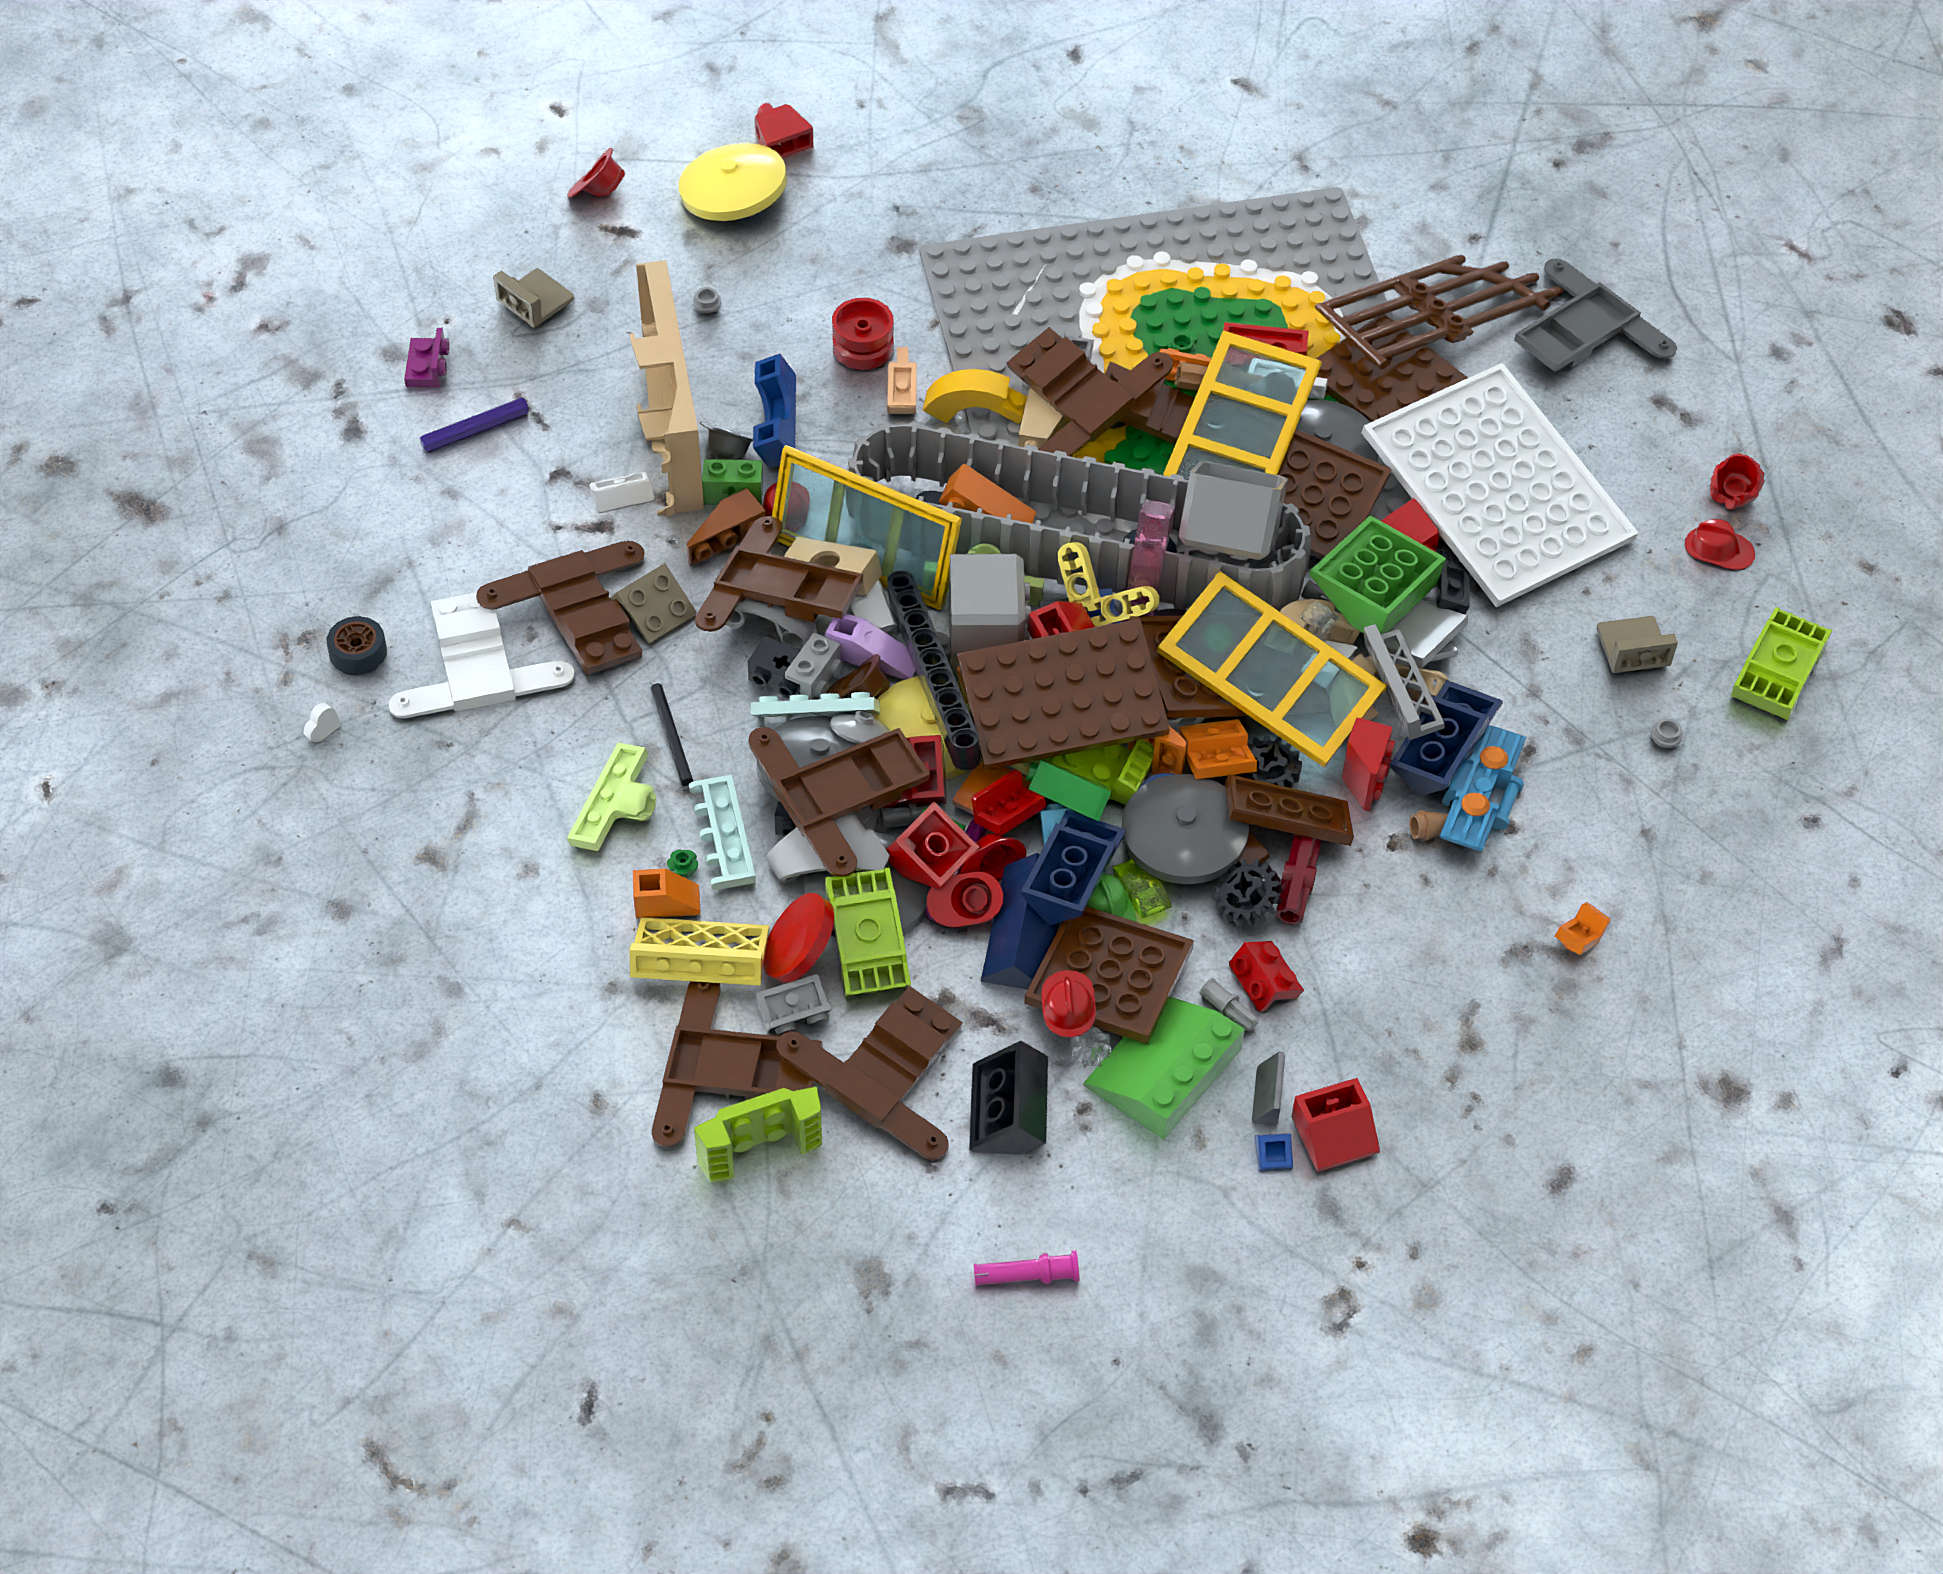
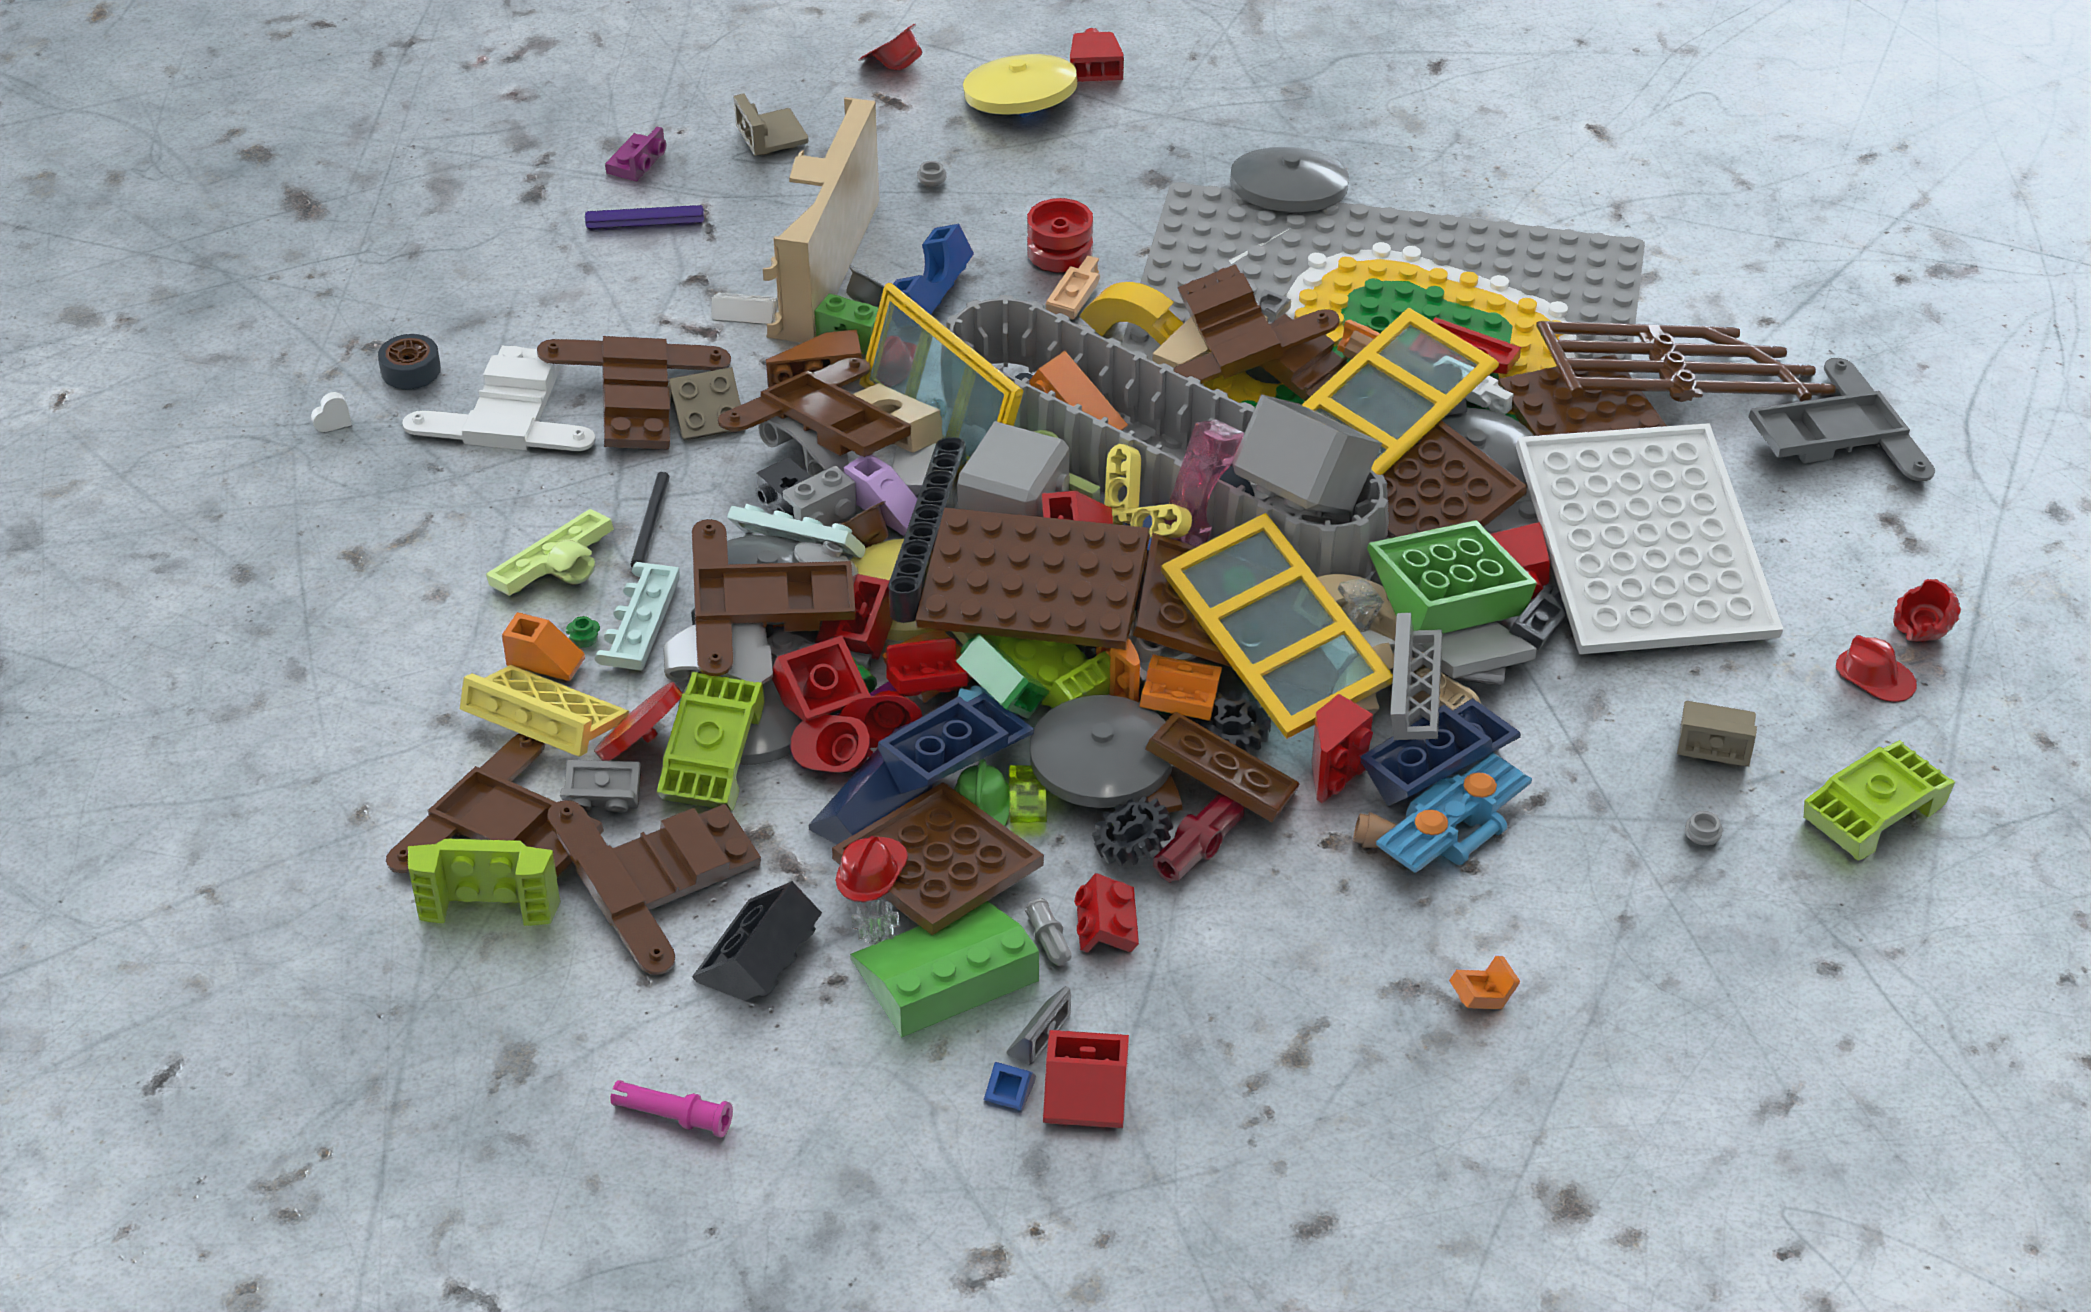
camera: 25 degrees right, 10 degrees down
(1021, 214) = (1289, 179): none -> dark grey dish

